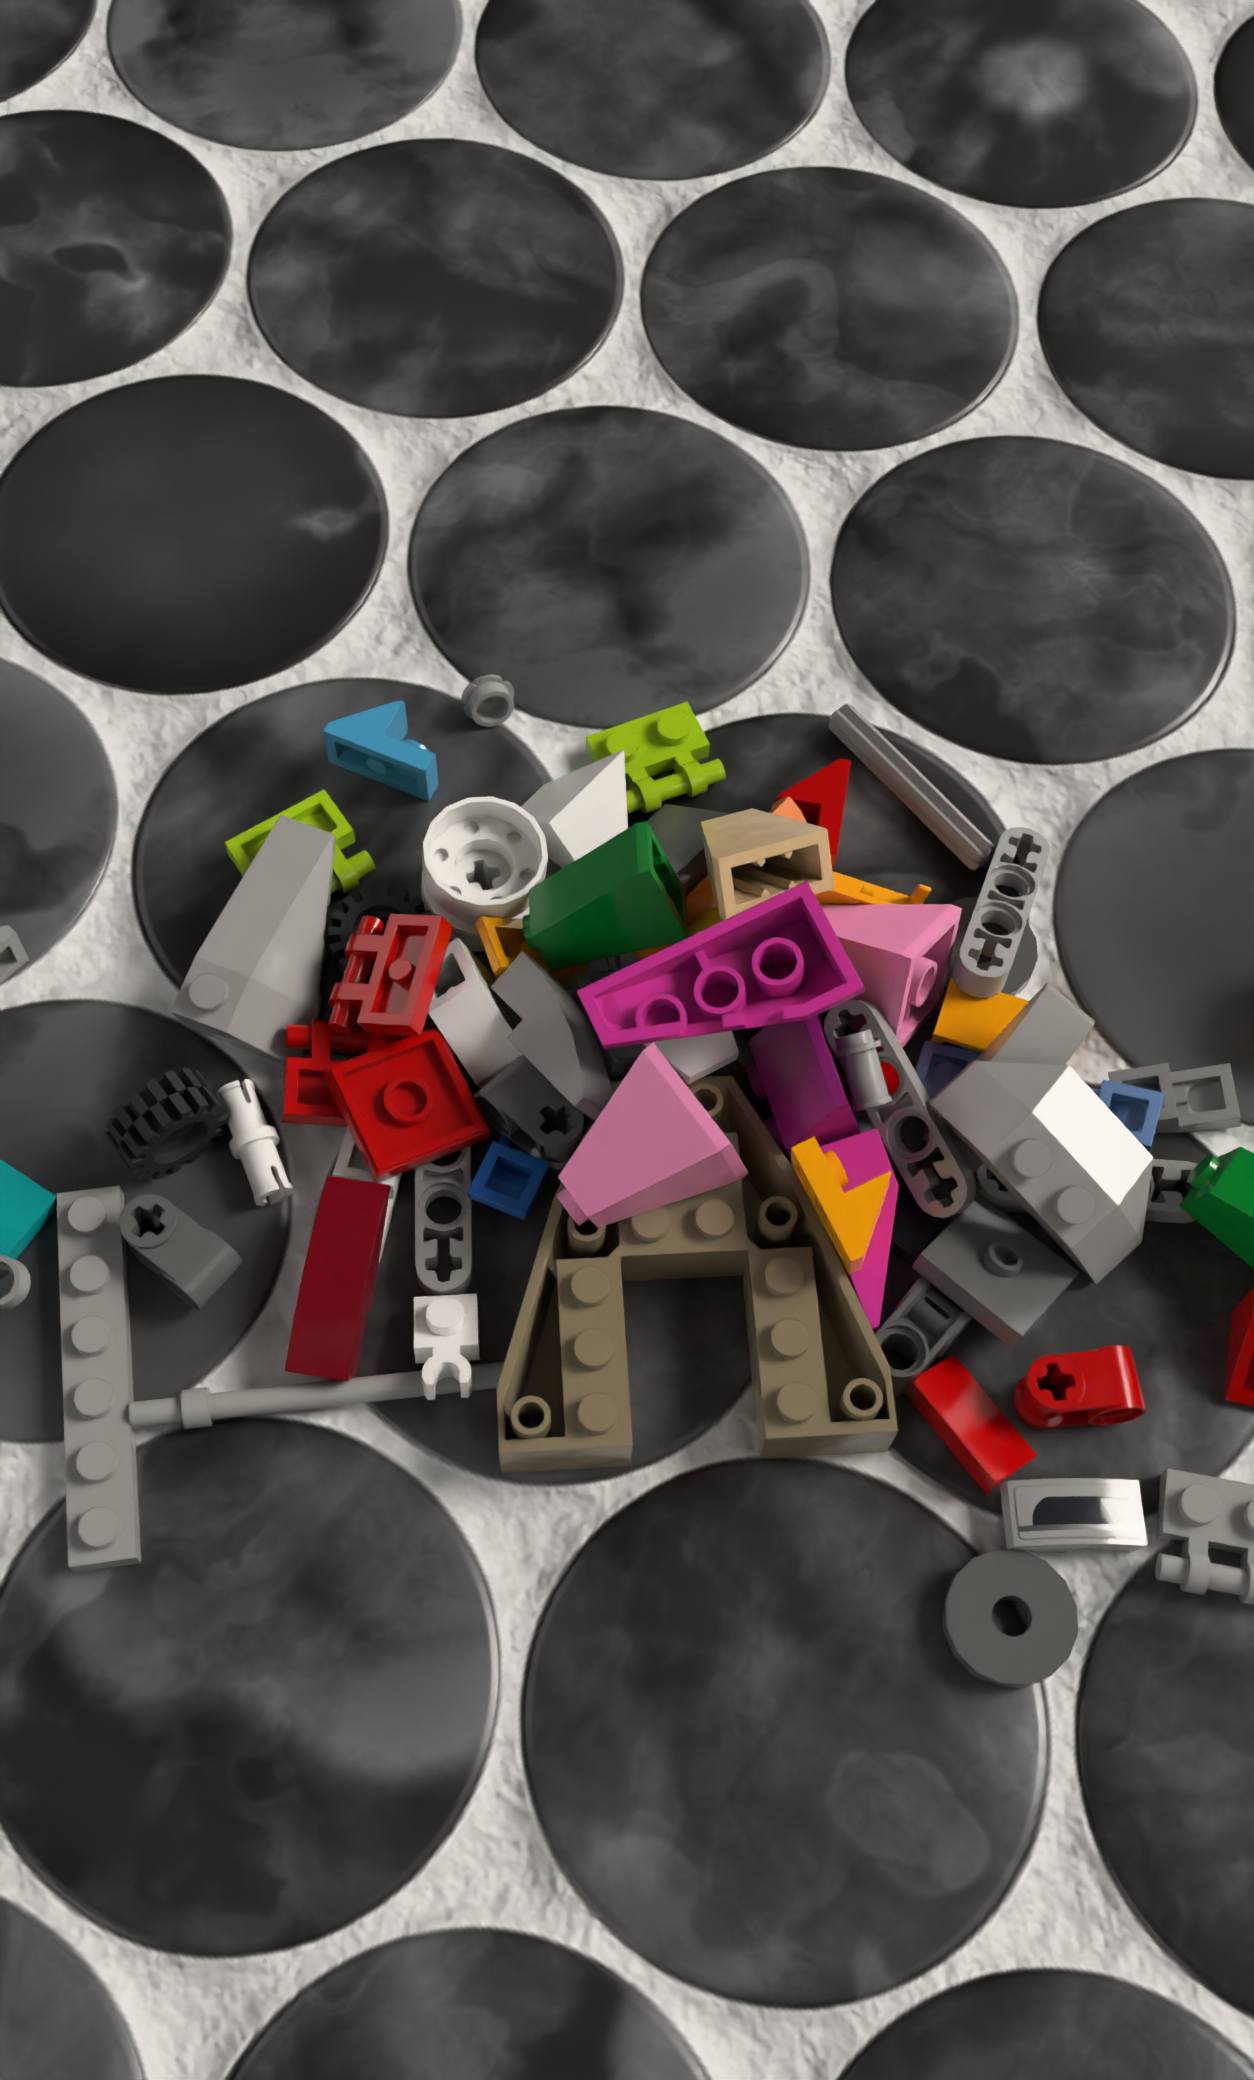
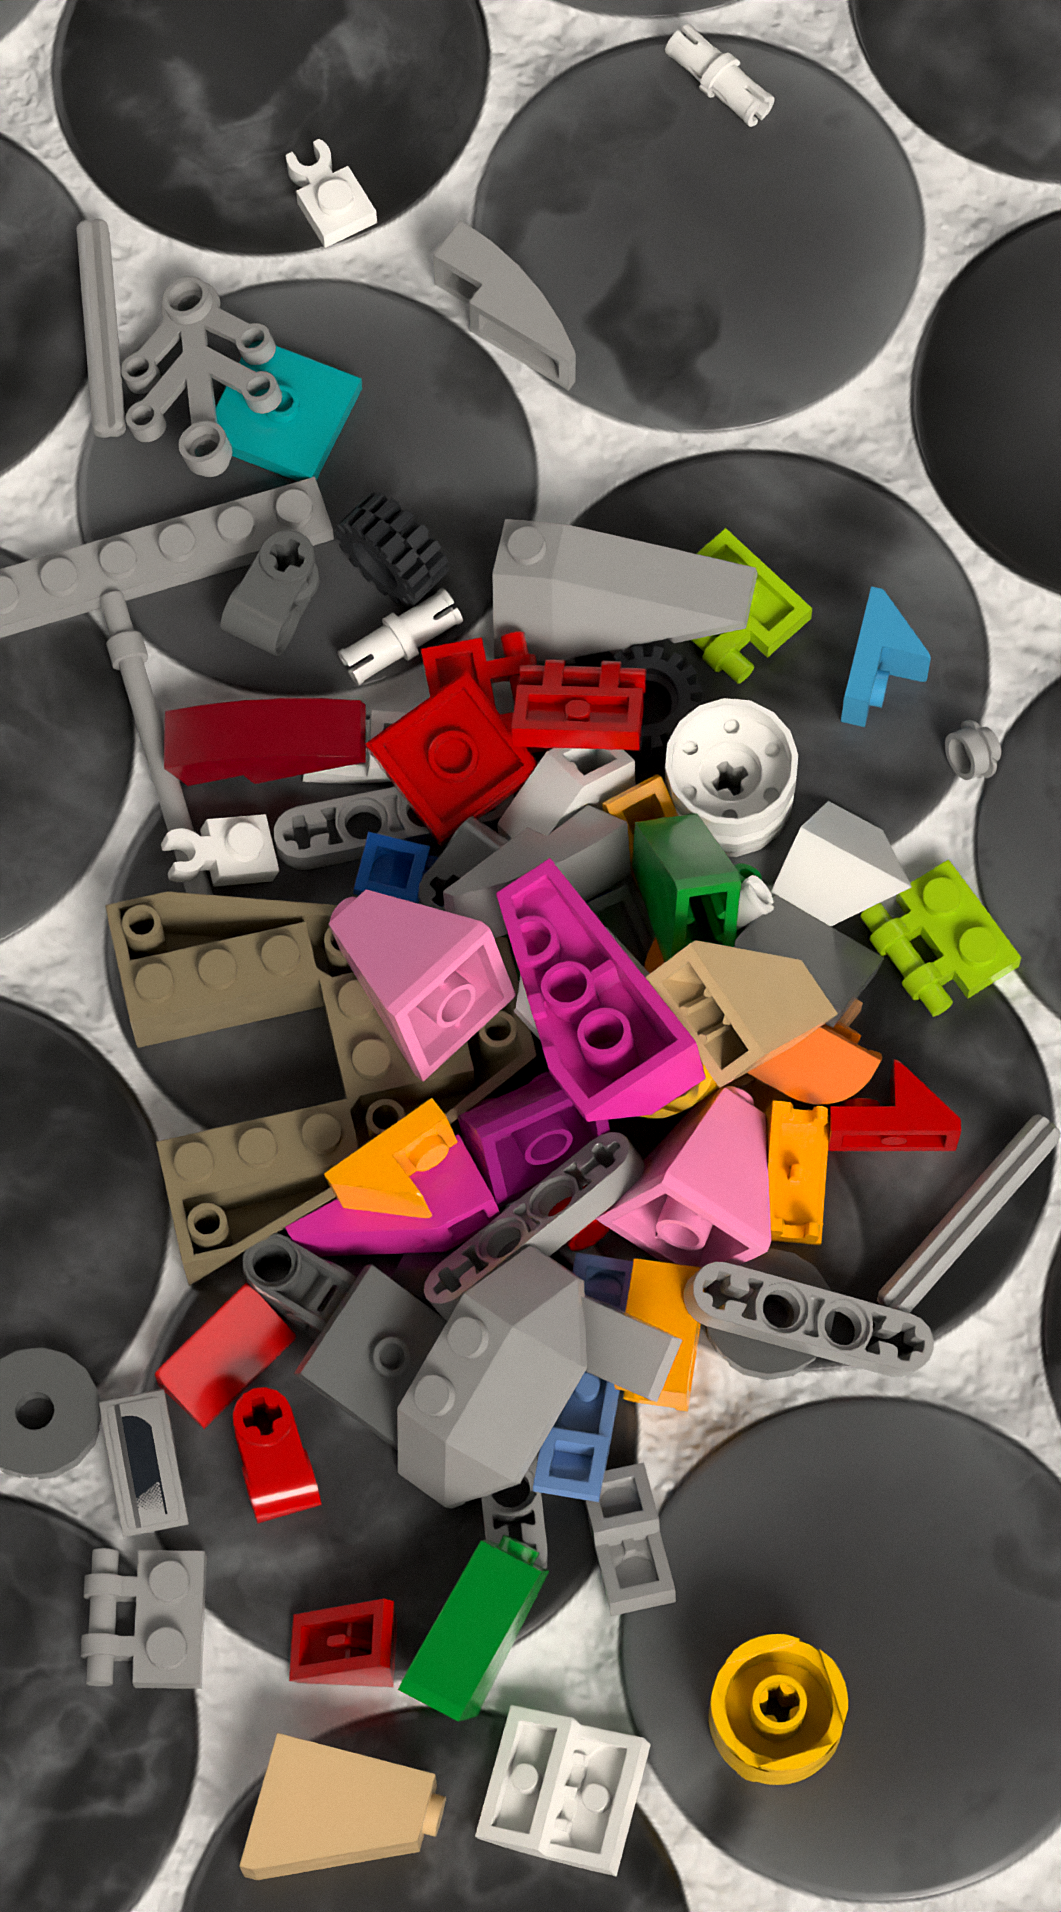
camera: 85 degrees right, 5 degrees up
(862, 1070) = (551, 1170): light grey pin -> none

